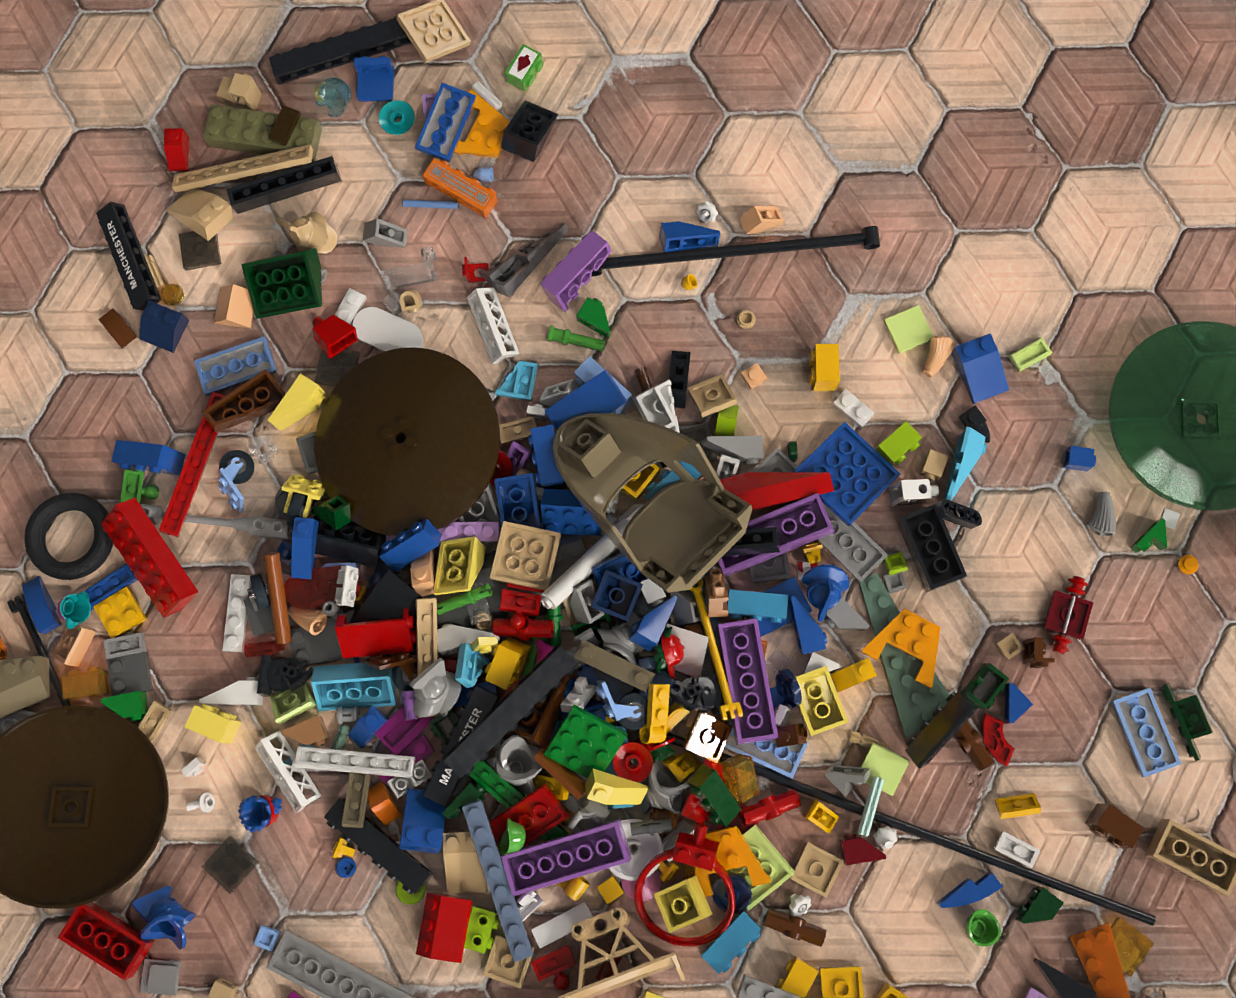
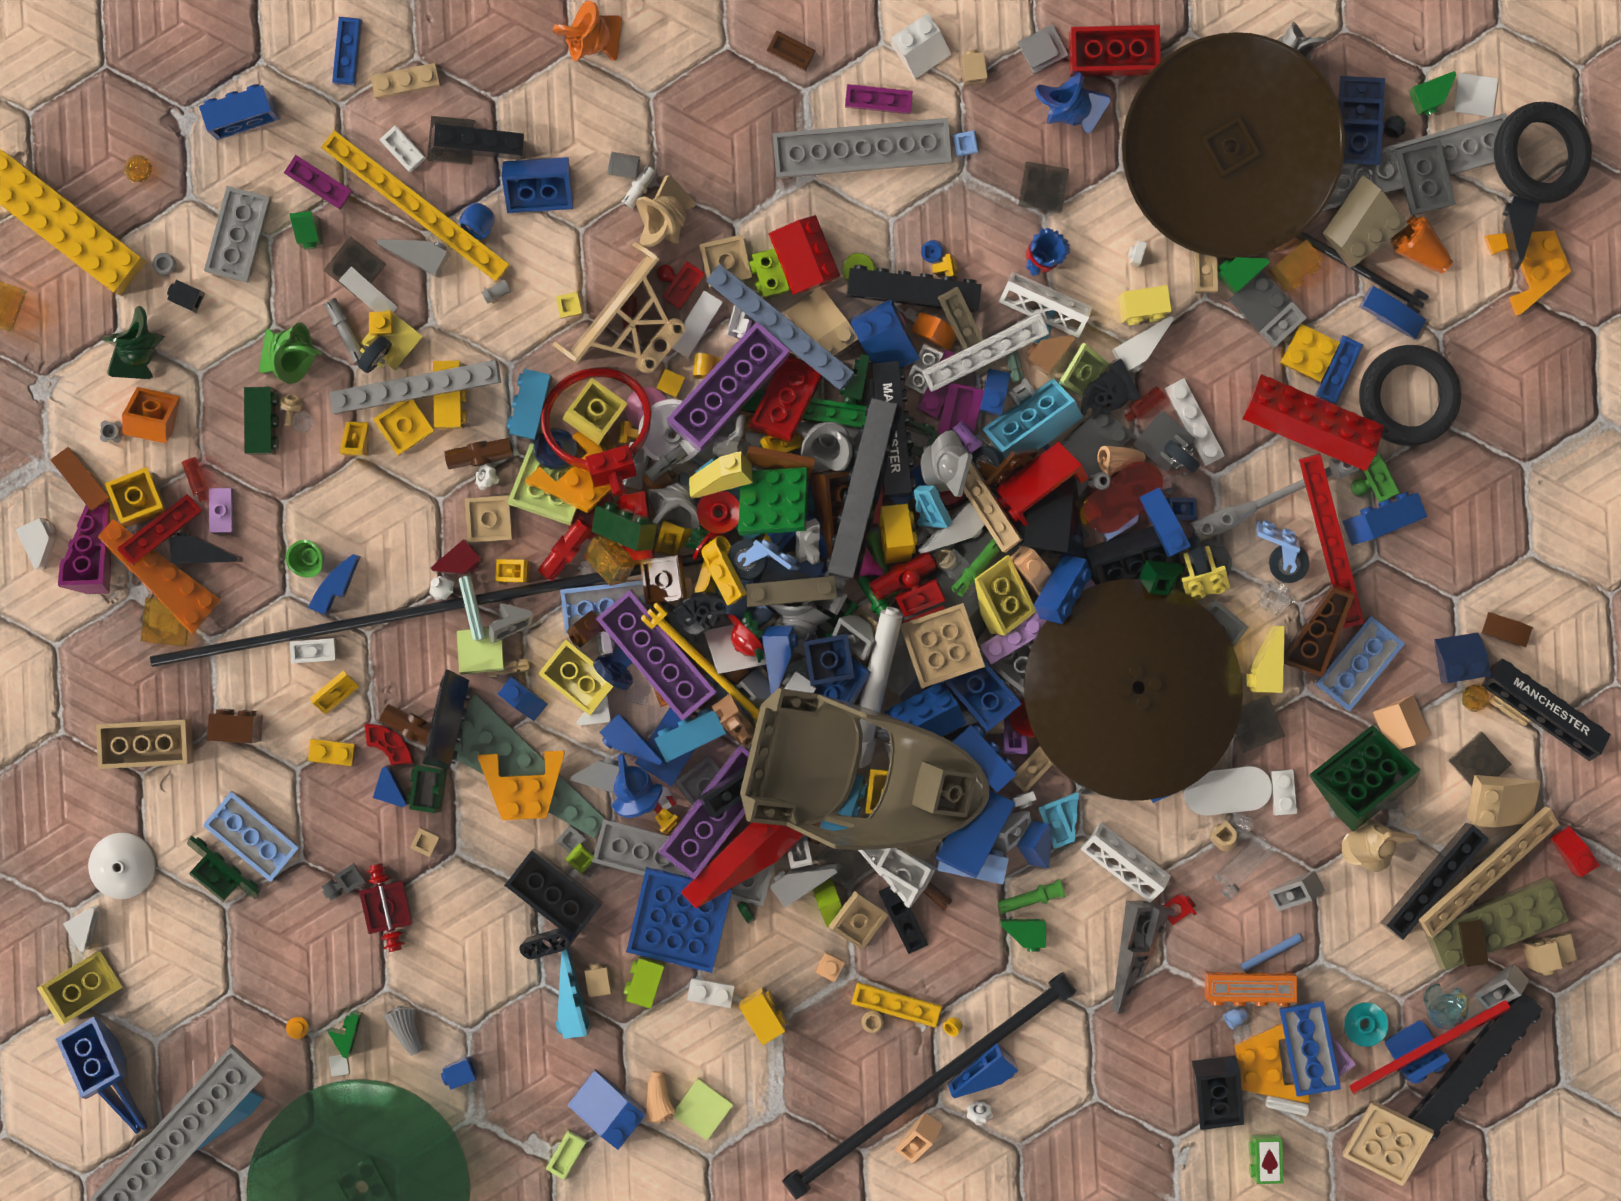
camera: 140 degrees right, 10 degrees up
(73, 645) = (1336, 296): light nougat slope -> none
(74, 609) = (1354, 329): teal hat -> none
(205, 802) = (1105, 229): white plate -> none
(277, 597) = (1160, 460): dark orange piece -> none
(287, 88) = (1503, 986): none -> light grey slope
(333, 334) = (1279, 754): red torso -> none
(348, 577) = (1093, 503): white hinge -> none
(362, 75) = (1430, 1047): none -> red tile
(484, 644) = (928, 536): light yellow plate -> none
(512, 838) = (789, 373): bright green helmet -> none
(548, 374) = (1036, 844): none -> blue slope
(575, 270) = (1074, 968): medium lavender wedge -> none
(721, 321) = (896, 1004): none -> yellow tile
(853, 675) = (559, 723): yellow slope -> none
(870, 711) = (522, 698): none -> blue slope
(912, 492) = (603, 939): white torso -> none
(974, 419) = (580, 1049): black plate -> none
(1034, 651) = (399, 849): reddish brown bracket -> none
(1040, 906) = (262, 610): dark green slope -> none
(1045, 760) = (331, 752): none -> yellow plate
(1086, 653) = (347, 879): none -> dark grey plate

